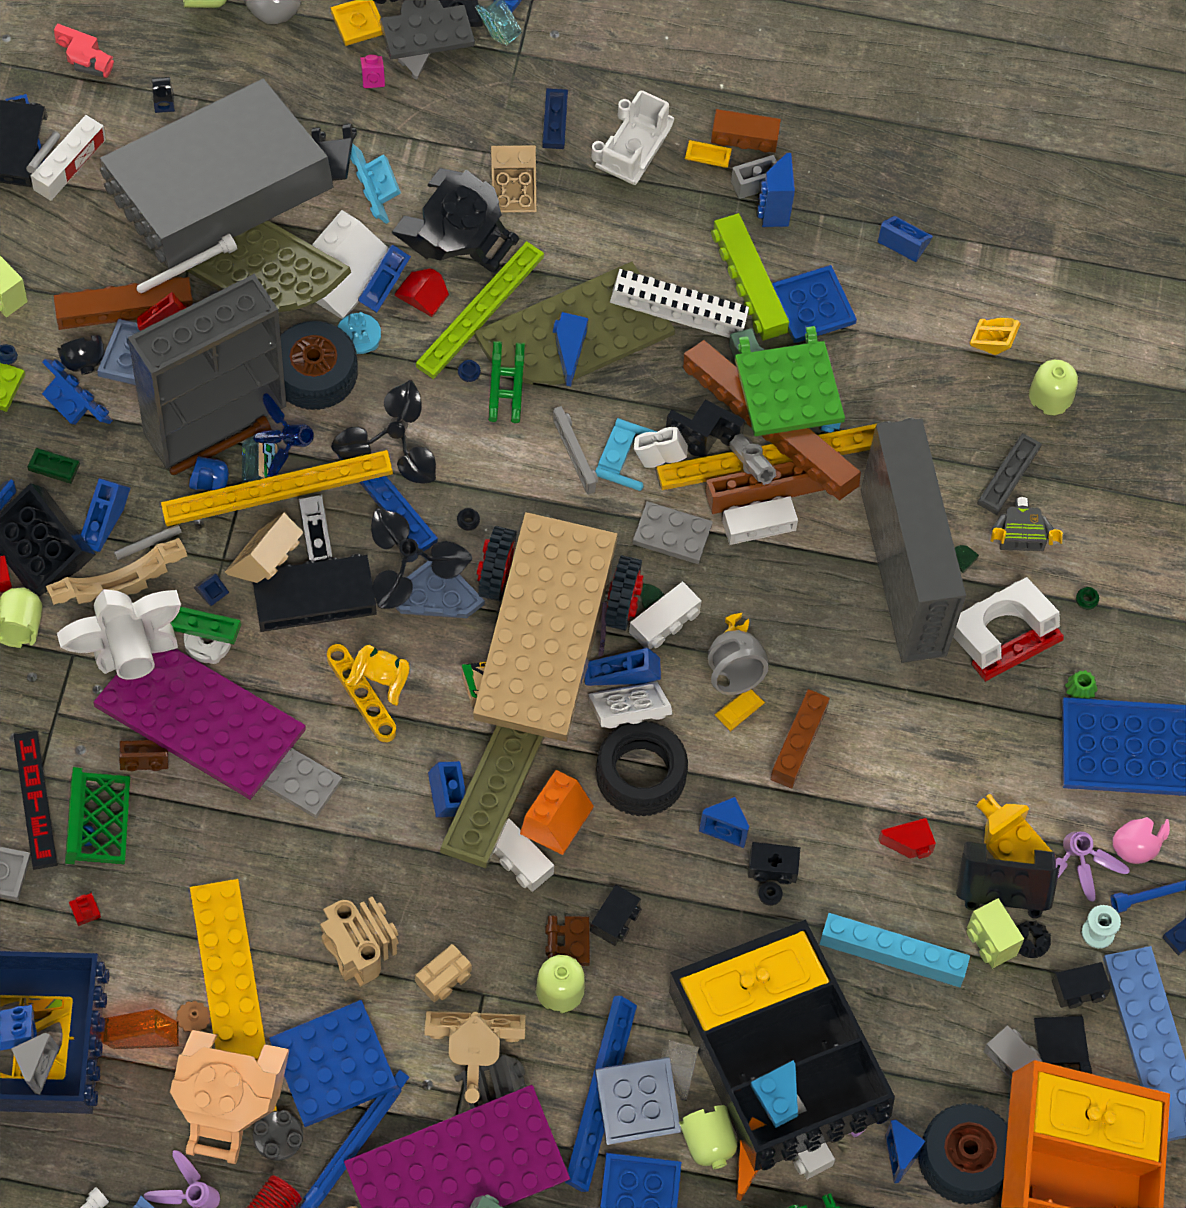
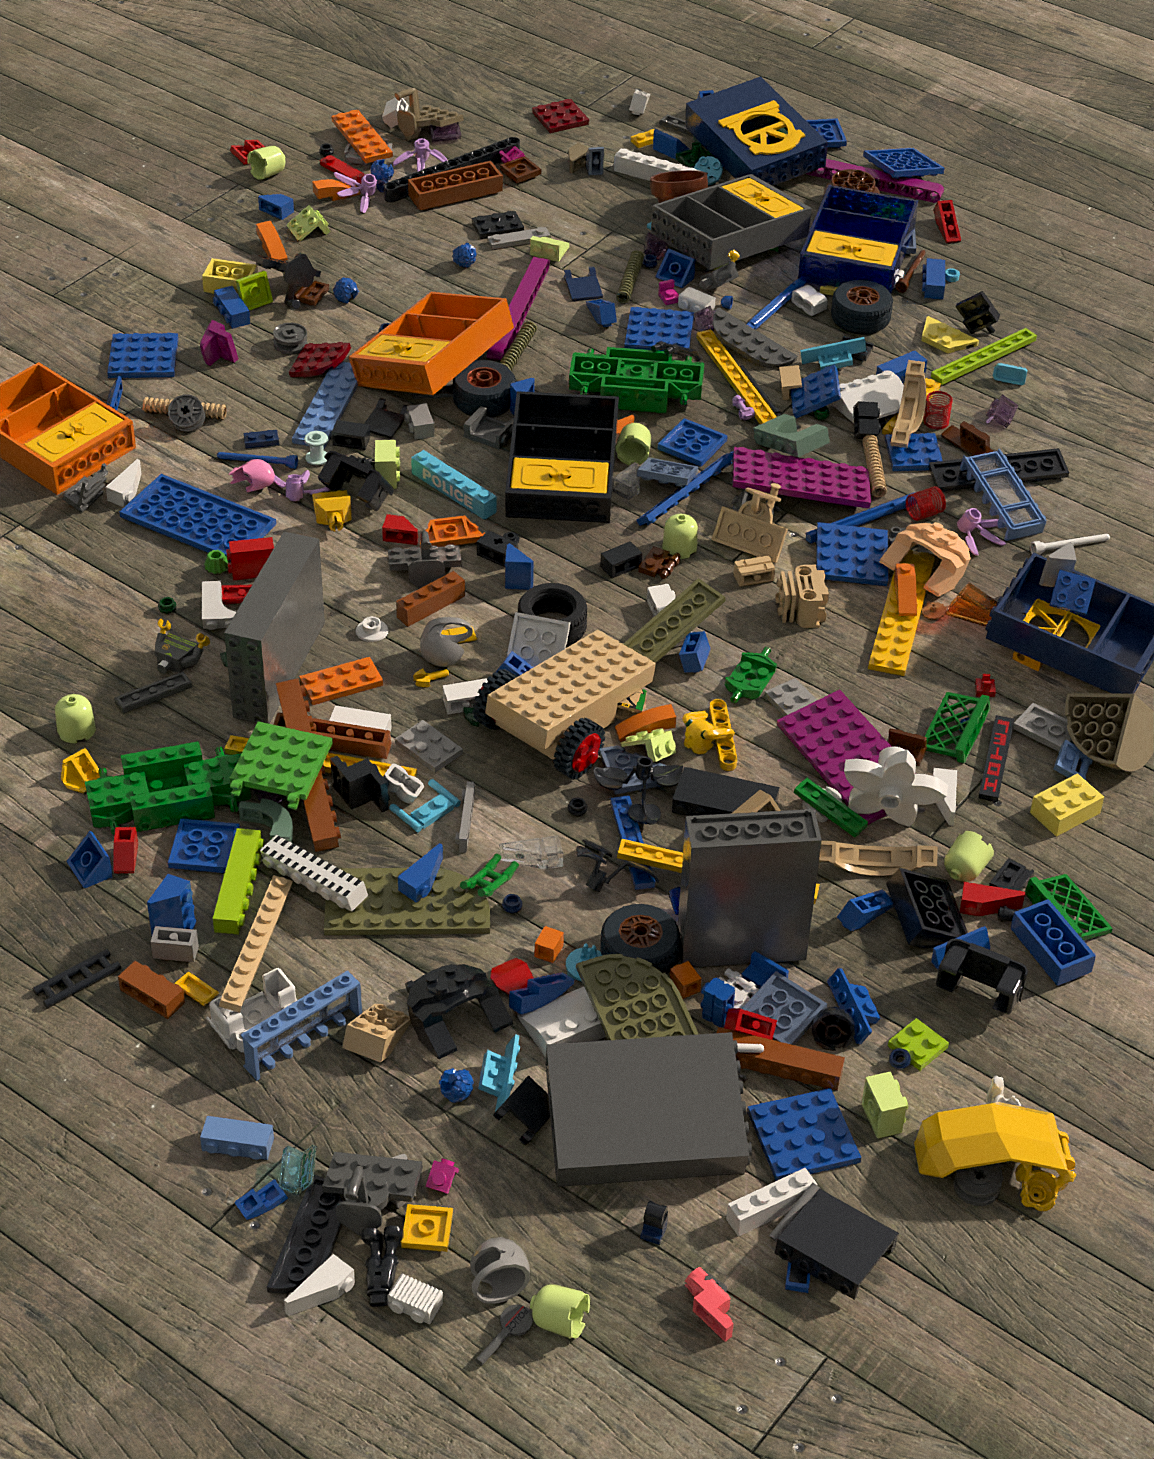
camera: 150 degrees left, 20 degrees down
(53, 465) = (893, 960): dark green plate -> none
(68, 243) = (803, 1134): none -> blue plate
(77, 712) = (948, 804): none -> white slope
(147, 542) = (843, 883): light grey bar -> none
(235, 1009) = (905, 589): none -> orange slope
(363, 774) = (753, 666): none -> green plate
(404, 331) = (549, 944): none -> orange panel
(407, 148) = (456, 1084): none -> blue piece
(432, 626) = (658, 743): none -> yellowish green bracket
(448, 663) = (648, 720): none -> orange slope
(476, 436) = (536, 853): none -> clear slope
(479, 310) = (473, 942): lime plate -> none
(555, 118) = (306, 1066): dark blue plate -> none
(557, 813) = (629, 613): orange slope -> none
(569, 28) = (237, 1137): none -> medium blue brick
(577, 137) = (299, 1019): none -> medium blue window
(676, 195) = (255, 944): none -> tan plate
(753, 459) = (343, 726): light grey piece -> none
(778, 1093) = (585, 415): dark azure wing -> none
(823, 580) = (341, 680): none -> orange plate
(829, 132) = (72, 988): none -> black bar
(838, 683) = (372, 629): none -> white piece
(845, 796) = (424, 563): none -> dark grey plate
(847, 868) = (452, 531): none -> orange wing
(881, 259) = (125, 850): none -> red slope
(918, 1089) = (487, 429): none -> dark grey panel
(920, 326) = (163, 788): none -> green piece
(1038, 693) = (248, 557): none -> red brick

